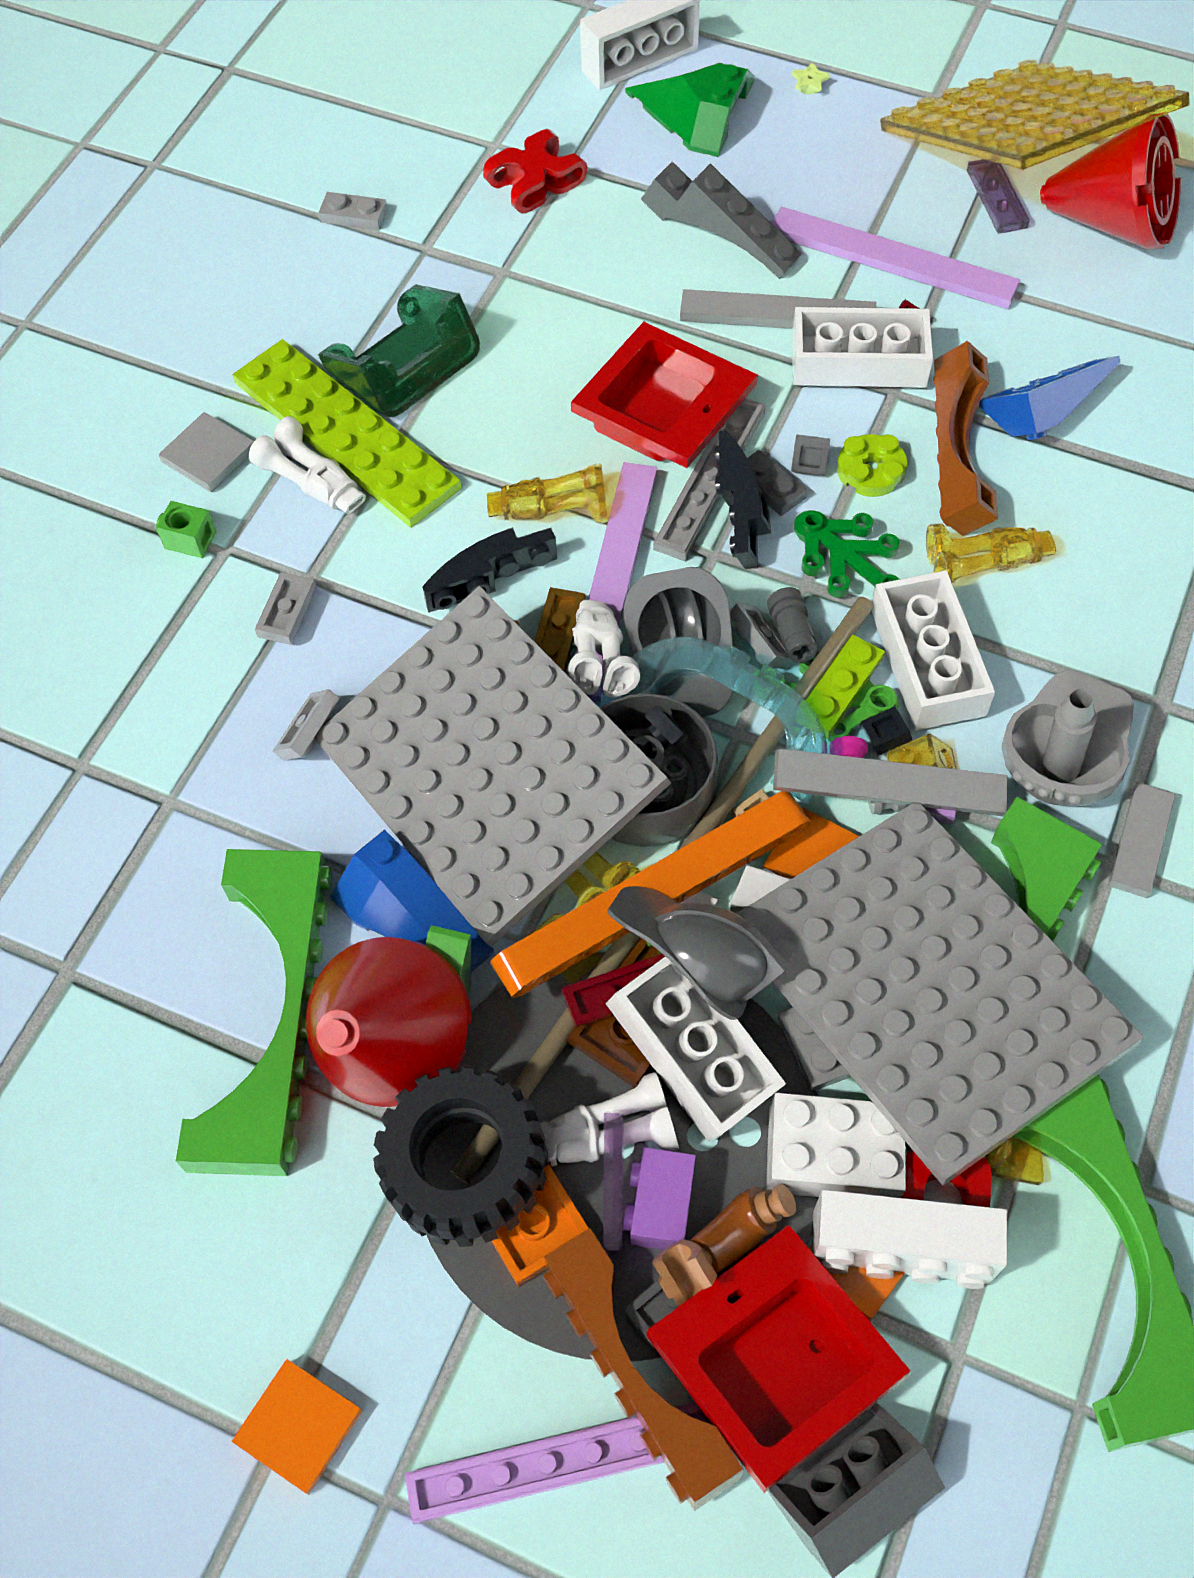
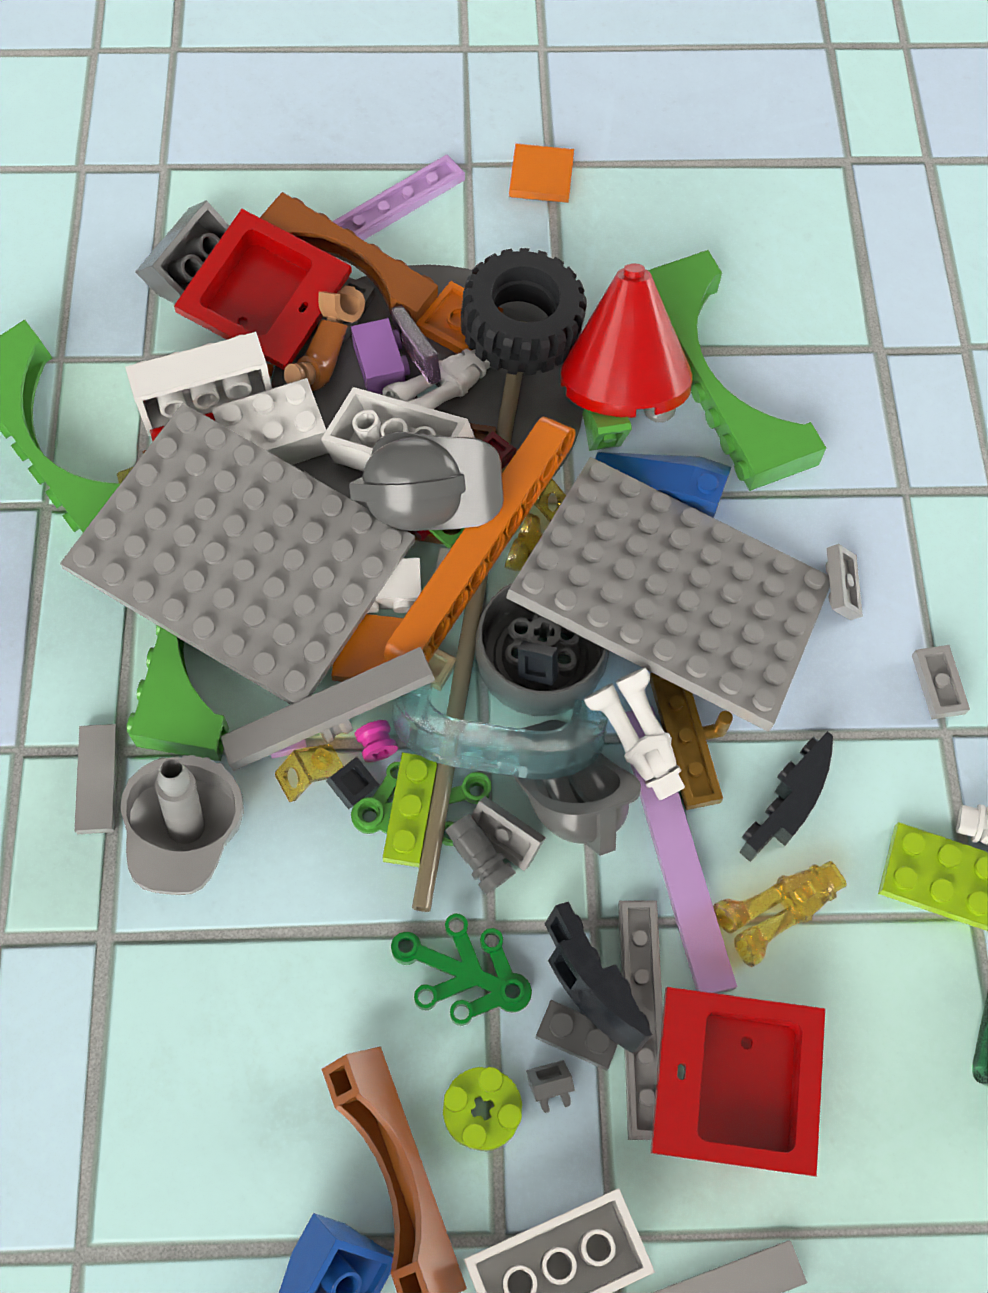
camera: 150 degrees right, 5 degrees up
(931, 650) = (340, 876): white brick -> none
(1006, 547) = (299, 1049): clear yellow piece -> none

